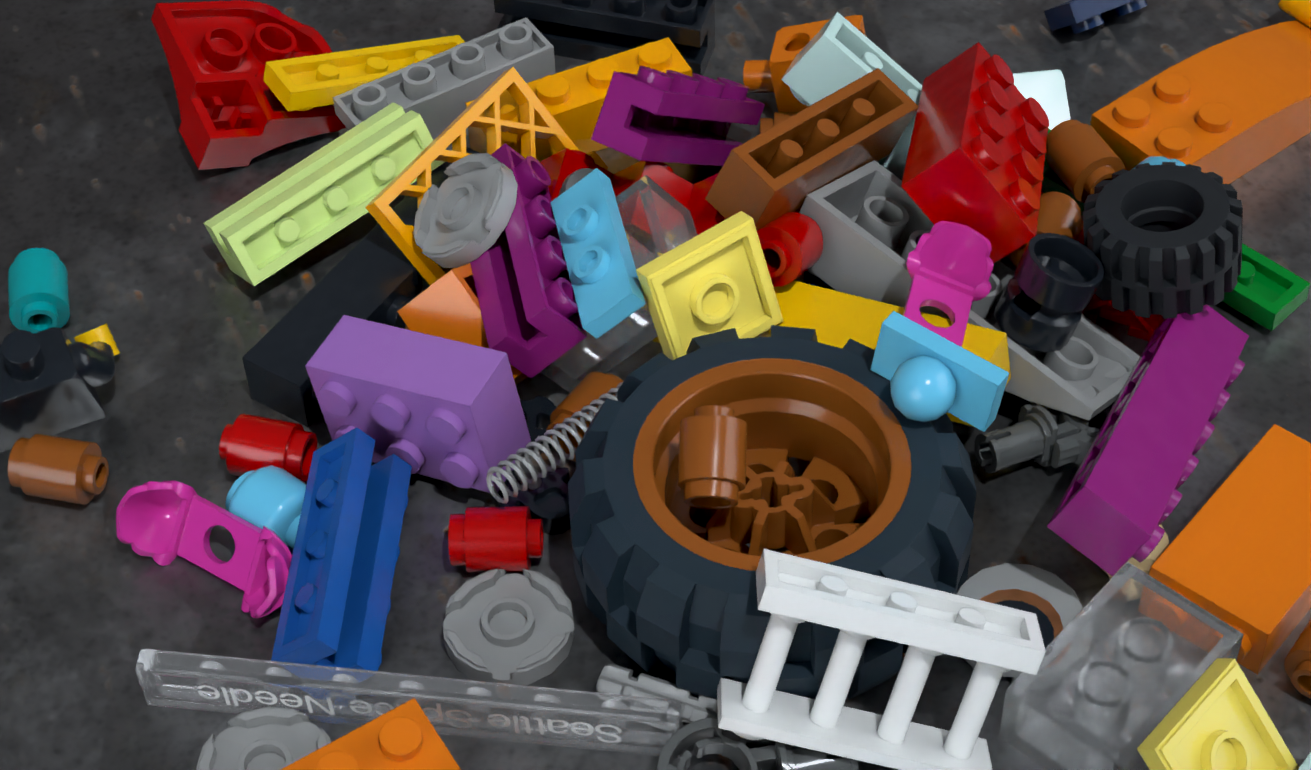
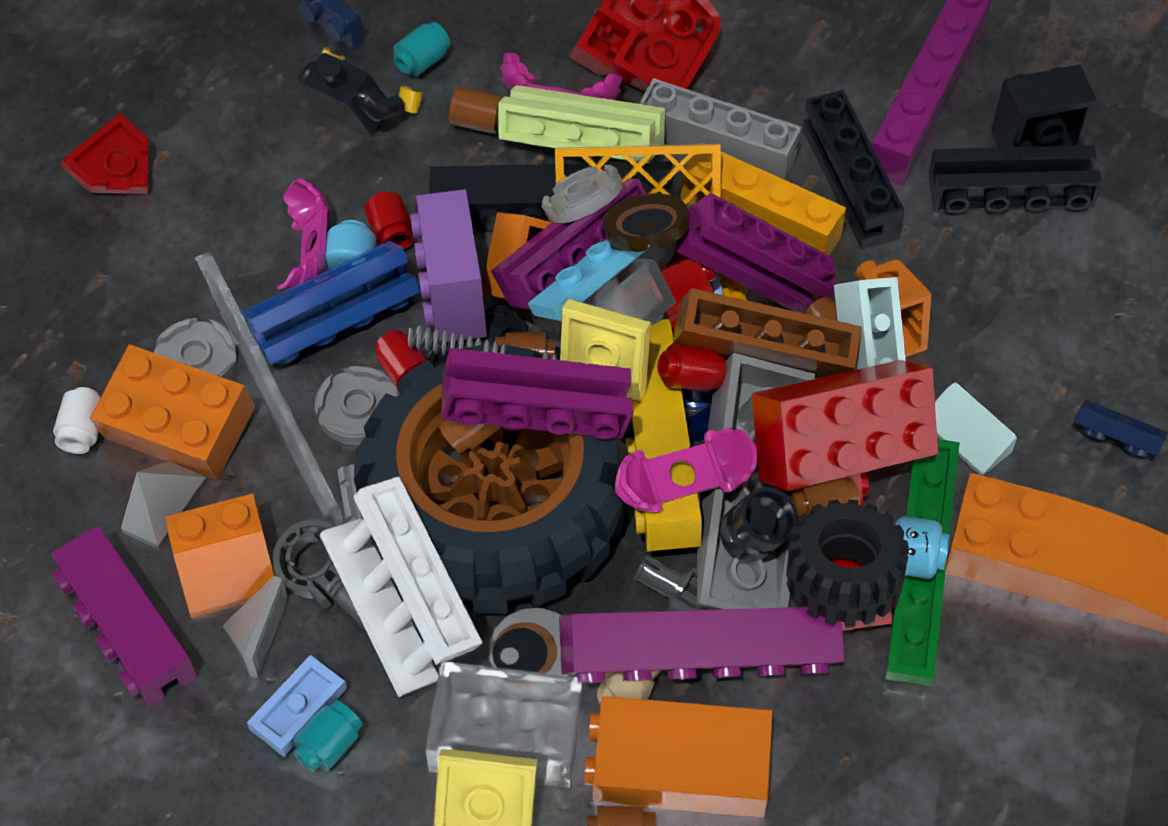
camera: 55 degrees right, 10 degrees up
(58, 468) = (310, 140): dark orange brick -> none
(184, 225) = (516, 73): none -> dark pink piece
(191, 284) = (475, 110): none -> dark orange brick
(316, 79) = (663, 62): yellow plate -> none
(587, 154) = (646, 221): none -> dark brown tile
(754, 359) = (536, 394): none -> magenta brick
(936, 375) = (597, 492): medium azure tile -> none
(1080, 157) = (924, 488): dark orange brick -> none

